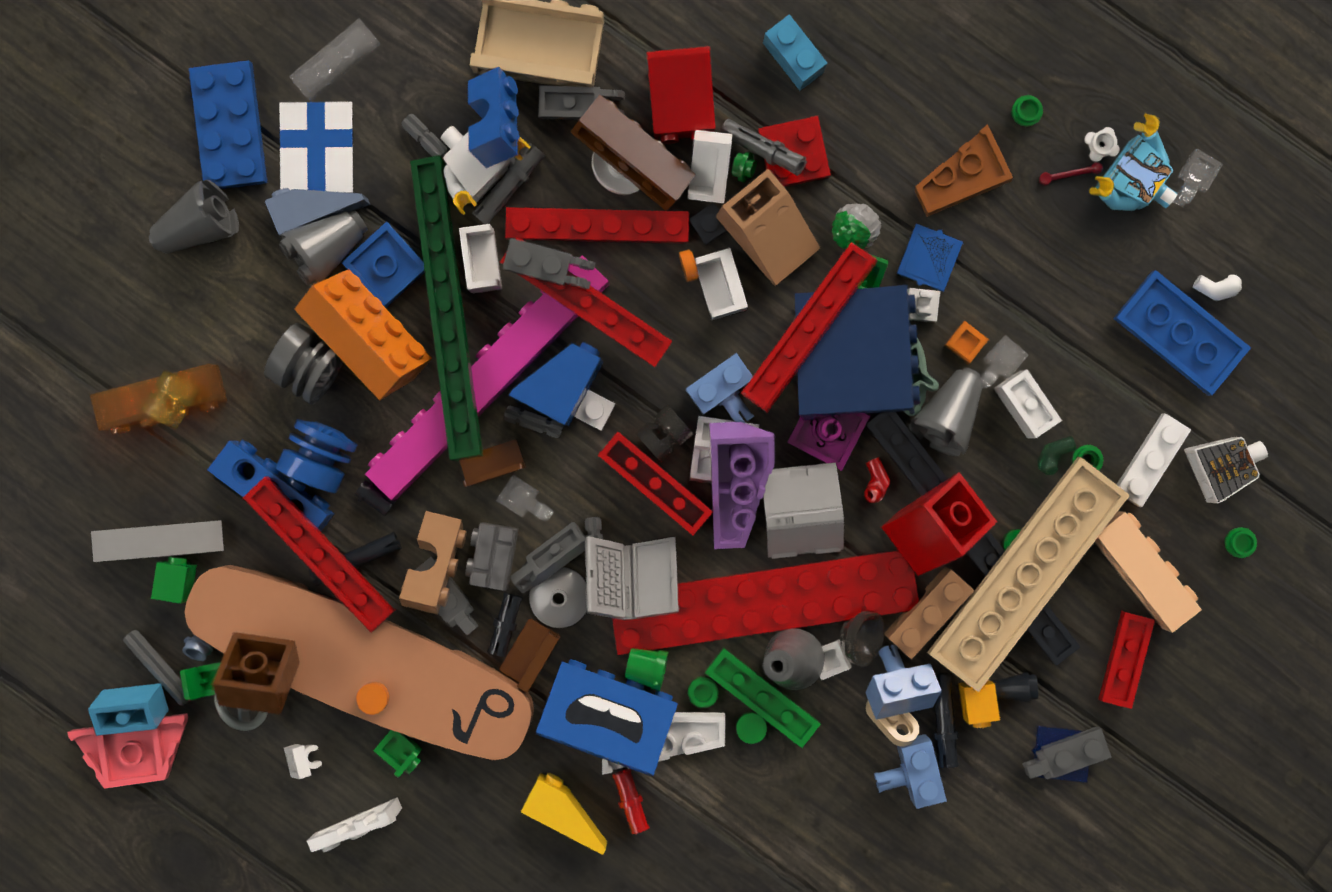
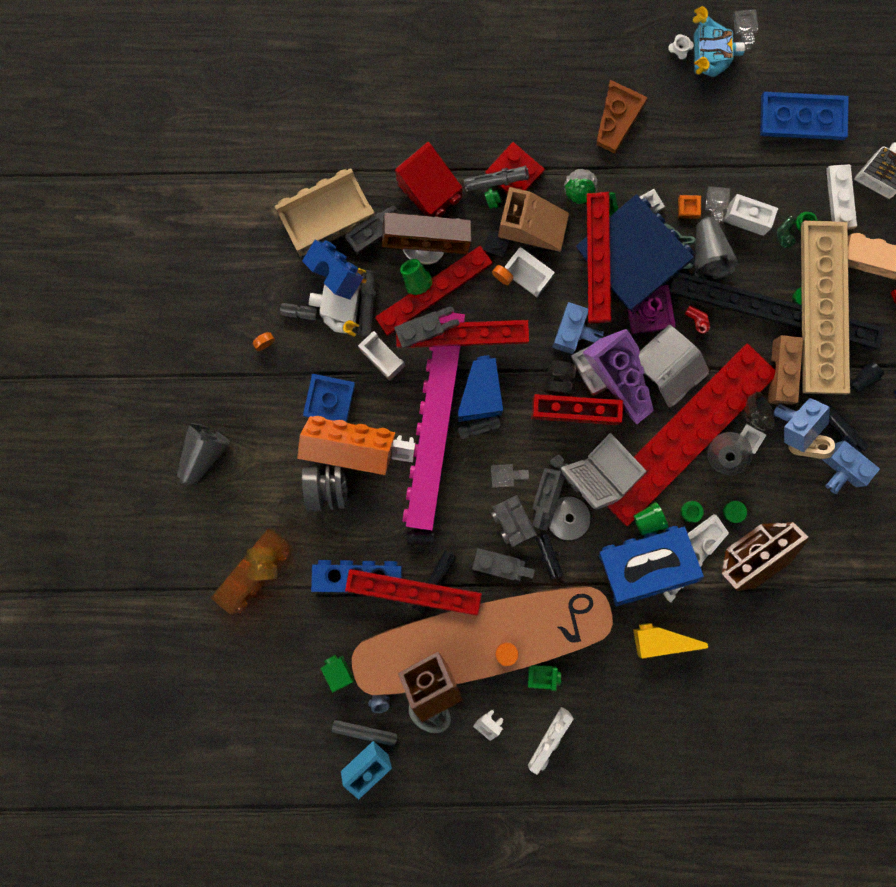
camera: 35 degrees left, 5 degrees down
(132, 756) = (386, 798): coral wing -> none
(157, 541) = (310, 656): light grey slope -> none
(198, 681) = (397, 719): green bracket -> none
(228, 124) = (179, 385): blue plate -> none
(300, 207) = (259, 400): sand blue slope -> none
(316, 146) = (239, 363): sticker -> none
(316, 456) = (369, 535): blue wheel -> none
(322, 244) = (284, 413): dark grey cone -> none
(335, 60) = (215, 305): clear plate -> none
(358, 143) = (263, 341): none -> orange tile
(426, 384) = (403, 450): none -> white tile
(428, 588) = (490, 566): medium nougat arch -> none
(446, 309) = (384, 397): dark green plate -> none
(494, 463) = (473, 468): reddish brown panel -> none
(529, 653) = (576, 563): reddish brown panel -> none
(584, 195) = (415, 276): none -> green piece
(594, 410) = (510, 395): white plate -> none
(630, 801) = (699, 606): red pin -> none
(710, 165) = (475, 208): white panel -> none
(741, 796) = (762, 554): none -> reddish brown wedge
(762, 697) = (729, 489): green plate -> none
(794, 52) = (474, 116): dark azure brick -> none
(929, 257) = (633, 175): blue piece -> none
(939, 525) = (755, 315): red slope -> none
(979, 707) = (853, 404): light orange brick -> none
(1027, 110) = (626, 57): green plate -> none
(1045, 178) = (664, 86): dark red hinge -> none
(1221, 290) = (805, 79): white arm -> none

